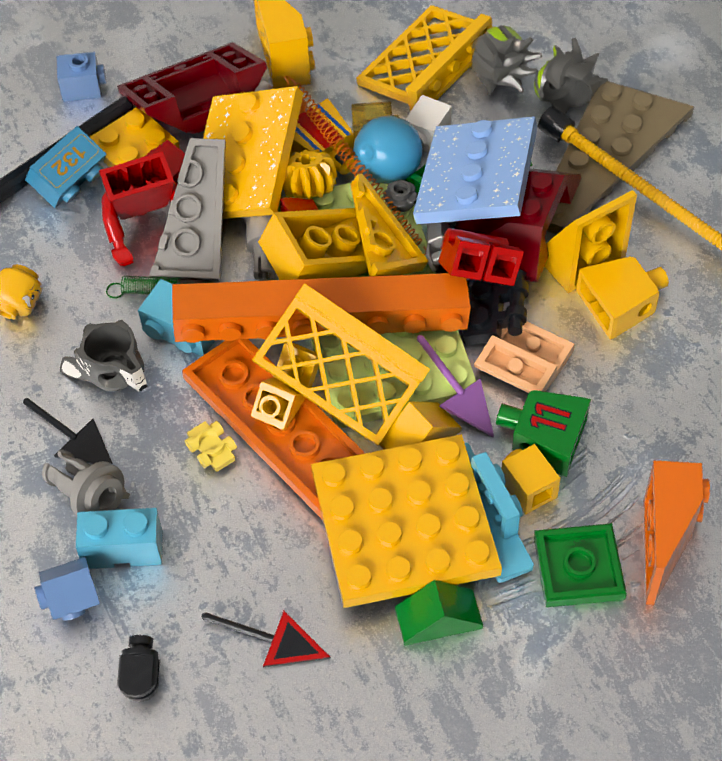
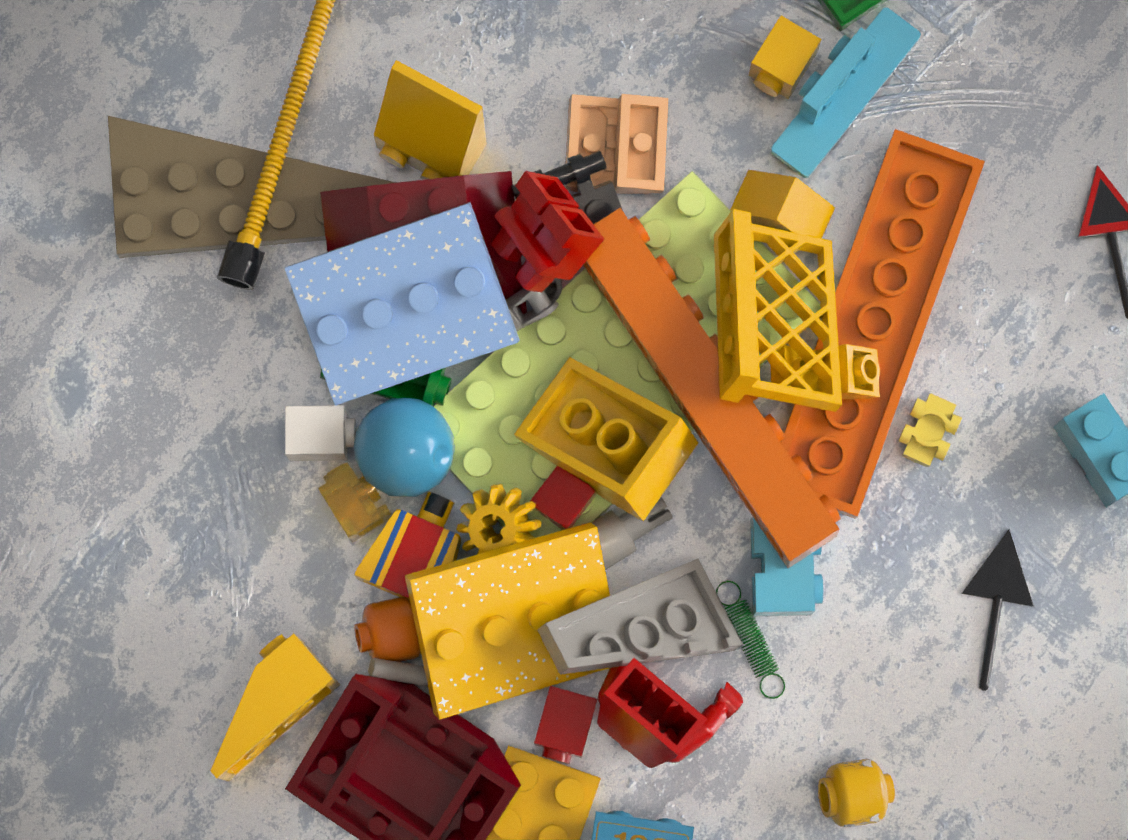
camera: 120 degrees left, 25 degrees up
(93, 487) = (1068, 511): light grey piece -> none
(107, 358) = (890, 608): dark grey piece -> none
(352, 157) = (447, 481): orange piece -> none
(384, 240) = (561, 364): yellow wing -> none
(402, 195) = (470, 407): dark grey plate -> none
(404, 520) = (916, 157): yellow plate -> none
(438, 612) = (994, 77): green slope -> none
(443, 66) = (187, 462): yellow fence -> none
(468, 403) = (717, 170): medium lavender piece -> none
(502, 58) = (160, 384): dark grey hair -> none
(551, 423) = (707, 68): green torso -> none
(568, 79) = (151, 286): dark grey hair -> none
(620, 293) = (473, 64): yellow torso -> none

